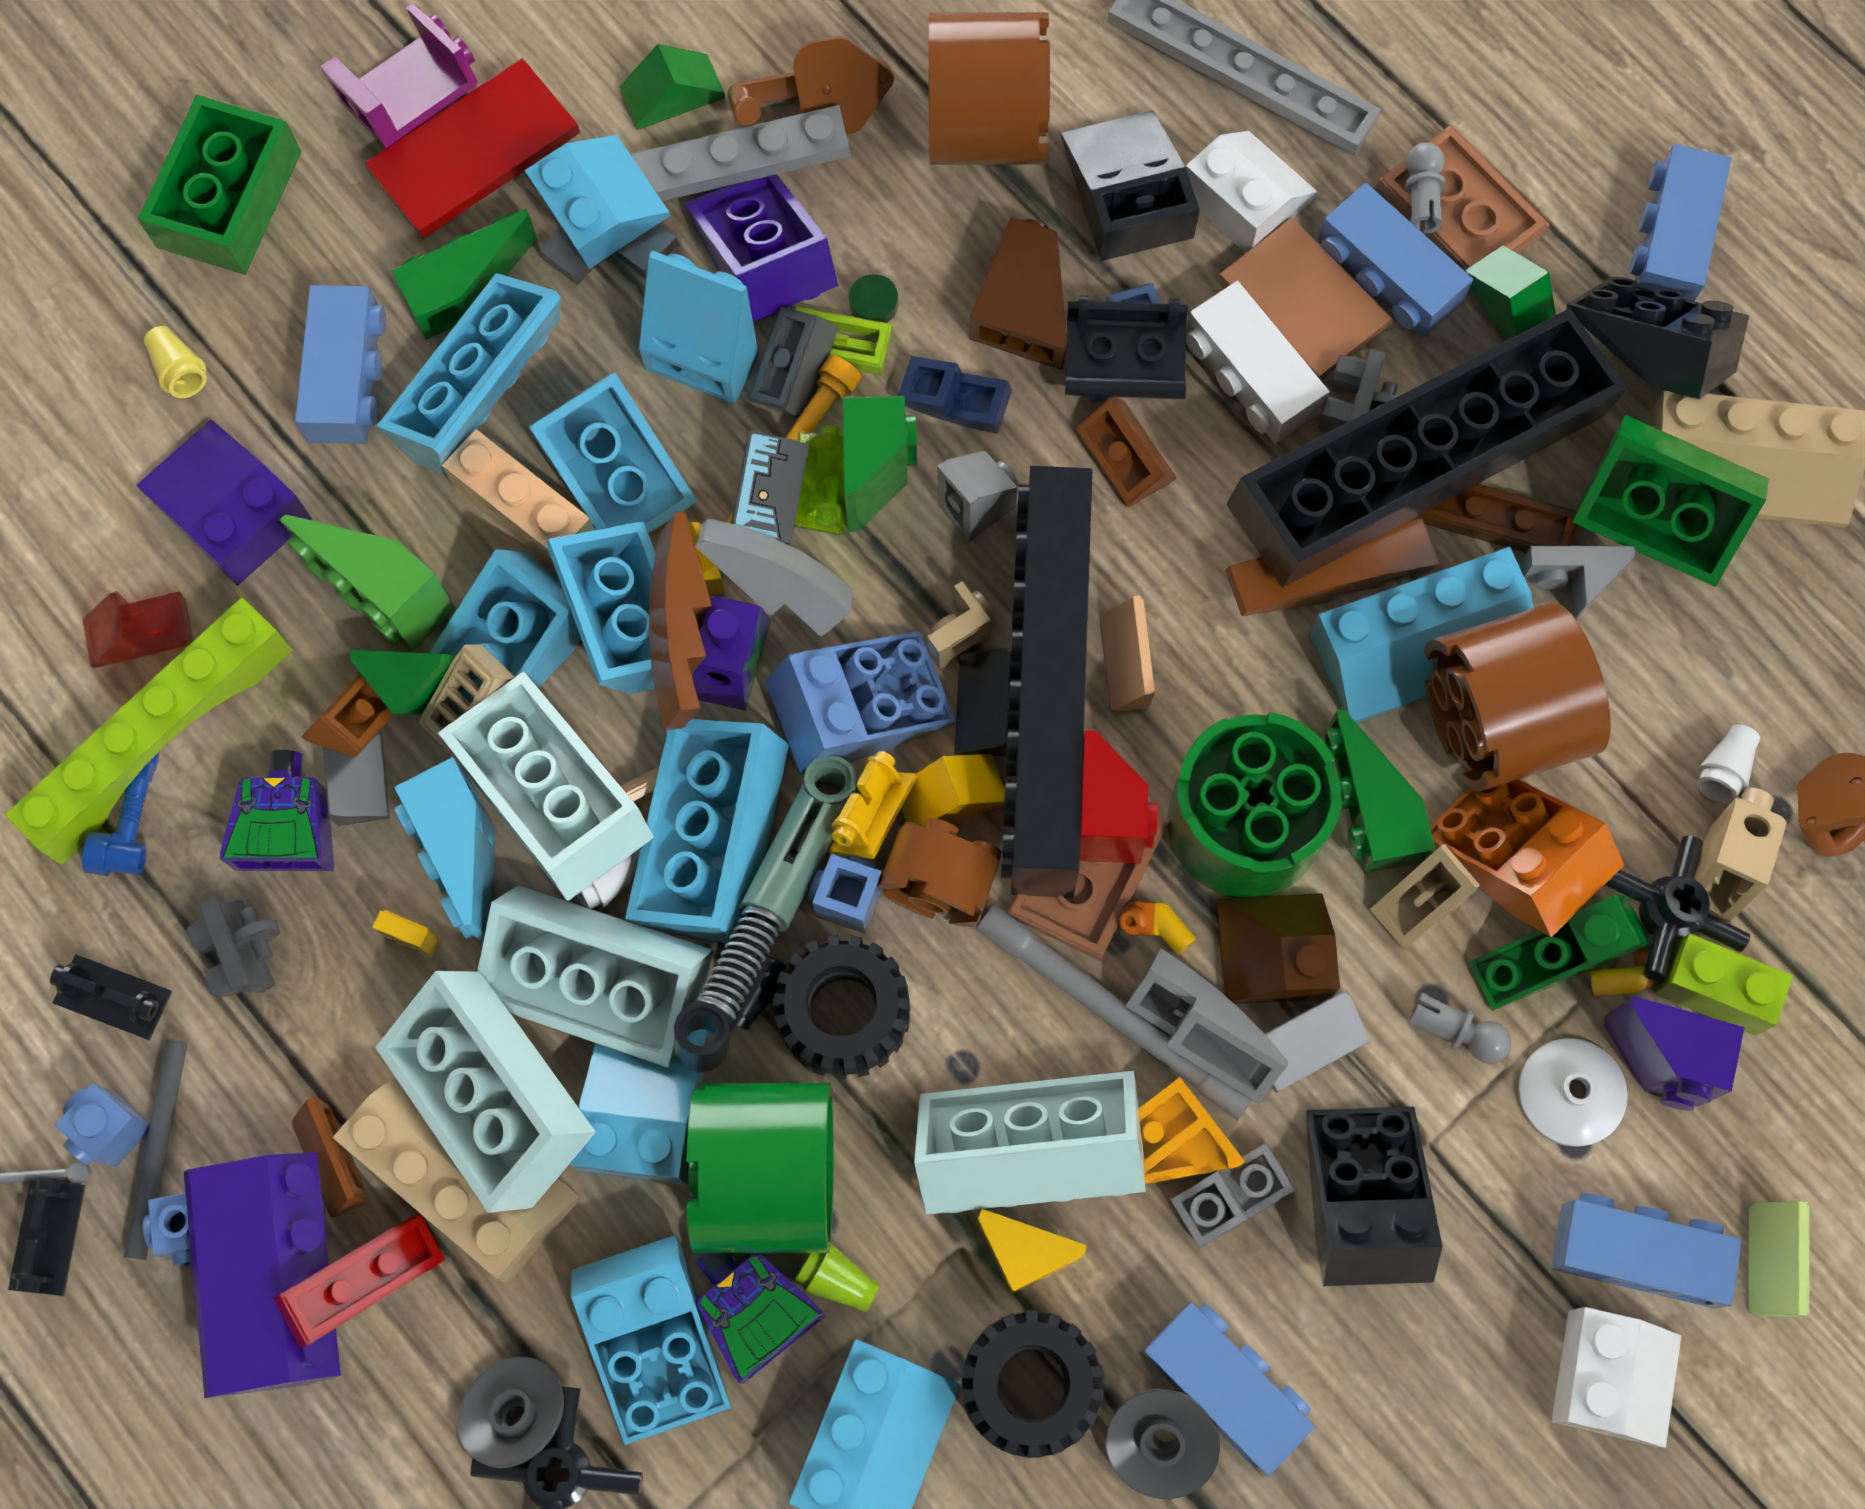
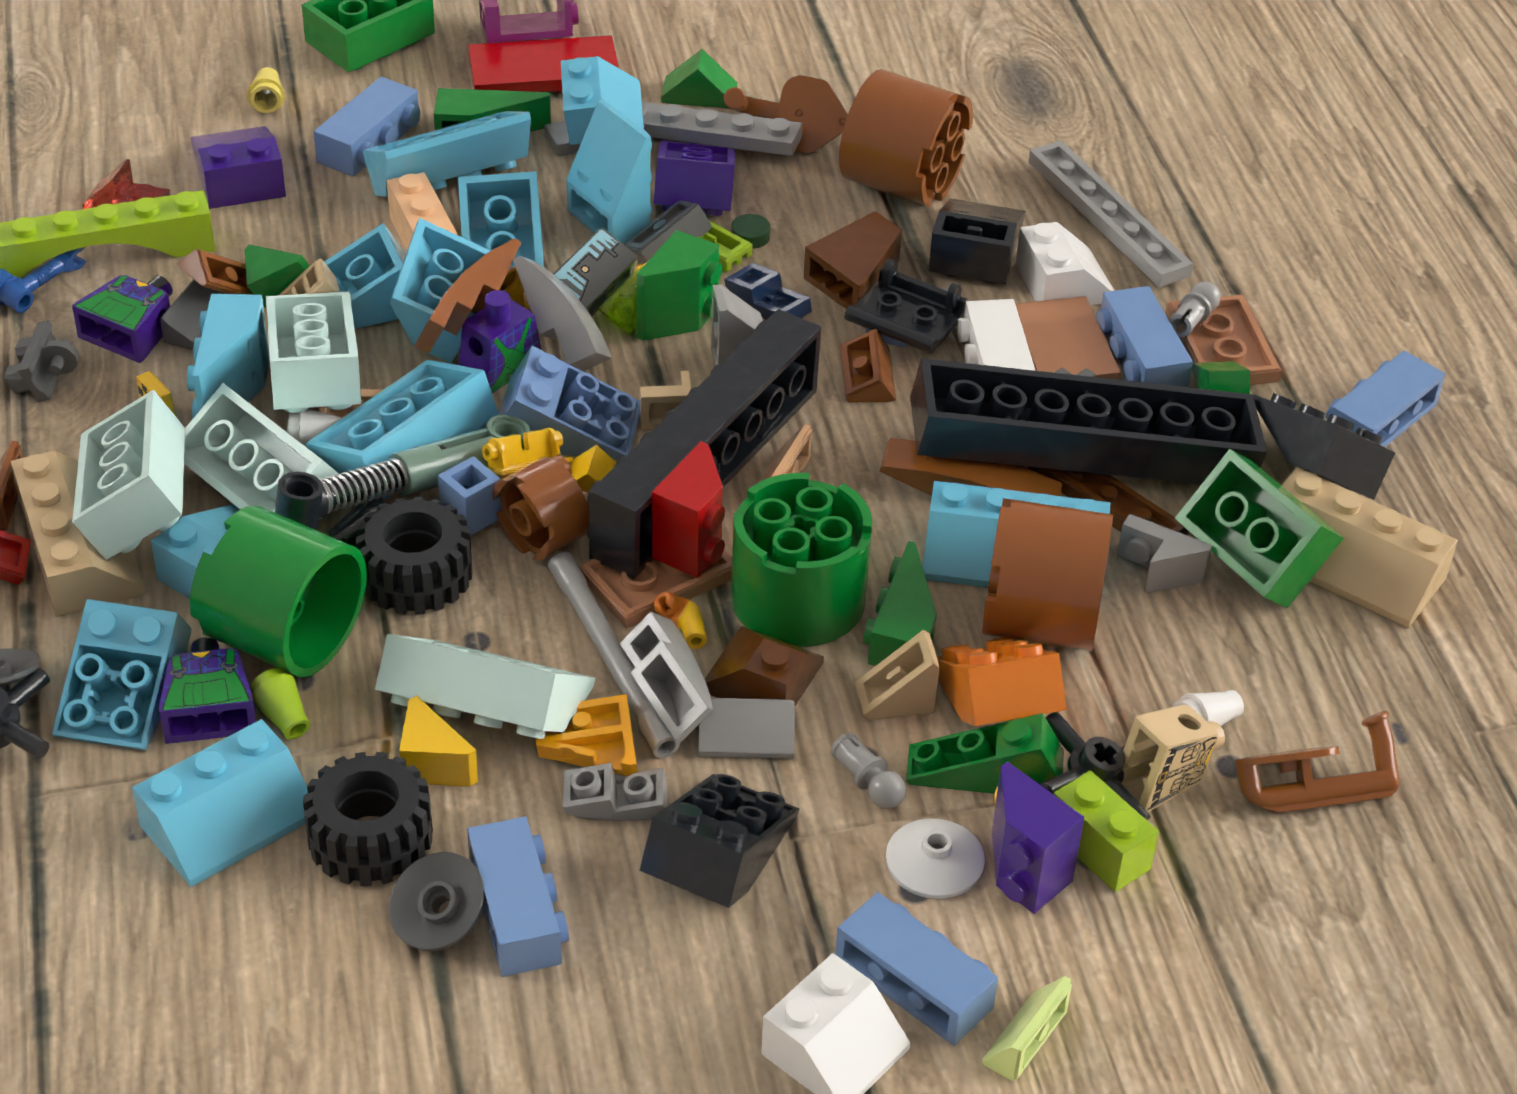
camera: 25 degrees right, 30 degrees down
(373, 577) = (294, 209): bright green slope -> none

